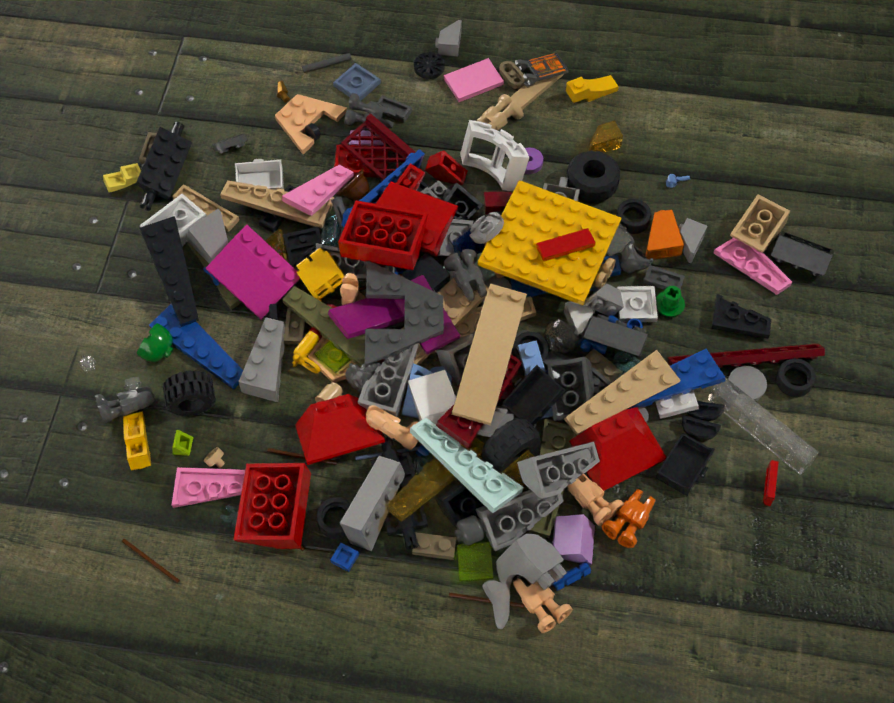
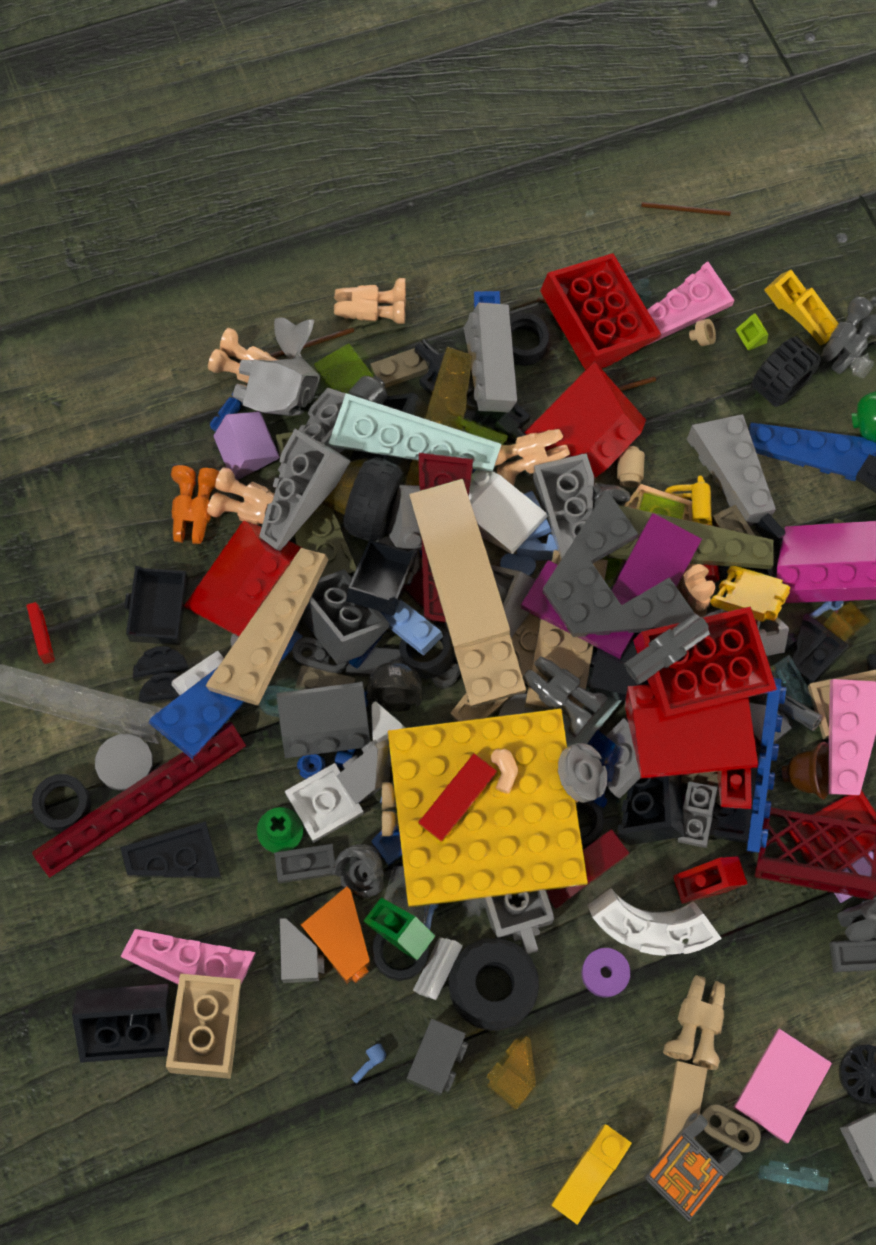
camera: 145 degrees right, 10 degrees up
(406, 235) = (667, 648): none -> dark grey piece
(414, 450) = (482, 431): none -> clear neon green piece
(428, 605) = (363, 302): none -> light nougat piece
(496, 44) = (806, 1178): none -> clear light blue plate
(529, 242) = (508, 769): none -> light nougat arm
(613, 205) = (437, 968): none -> white tile
(631, 214) = (399, 928): none -> green slope
(643, 157) = (435, 1058): none -> dark grey brick

